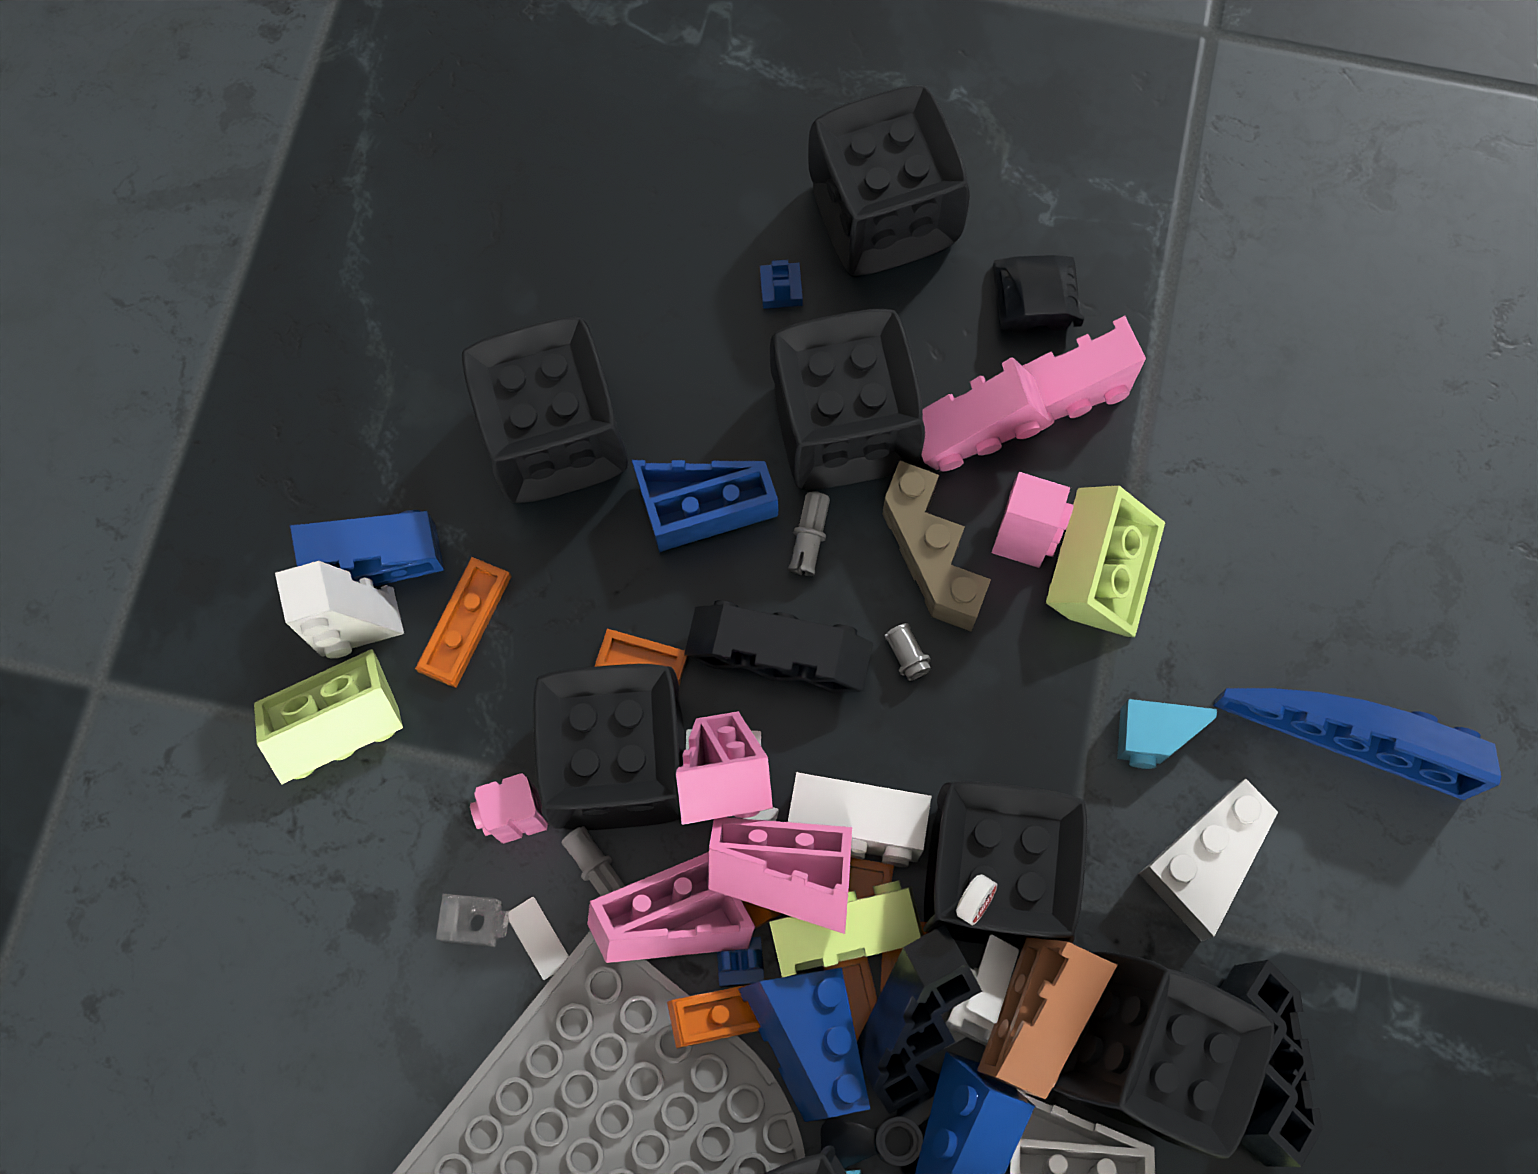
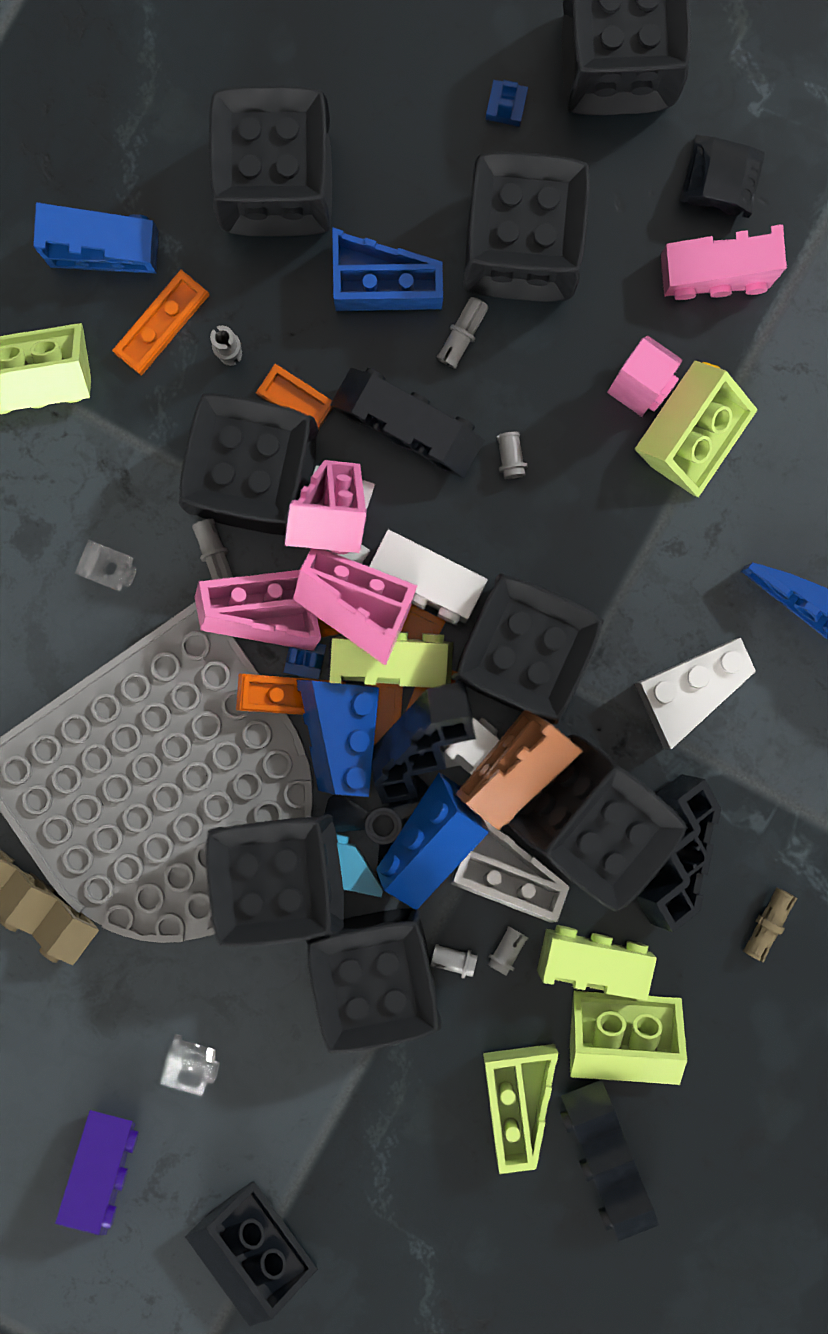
camera: 10 degrees right, 15 degrees up
(335, 610) = (58, 286): white wedge -> none
(508, 809) = (154, 488): bright pink brick -> none
(538, 937) = (155, 593): white sticker -> none
(546, 622) = (226, 345): none -> light grey pin
(930, 548) = (558, 374): dark tan brick -> none
(976, 899) = (491, 671): white tile -> none
(983, 417) = (634, 277): bright pink wedge -> none
(993, 978) = (490, 731): white sticker -> none
(1157, 730) = (687, 578): medium azure slope -> none
(1410, 1121) = (770, 924): none -> dark tan pin

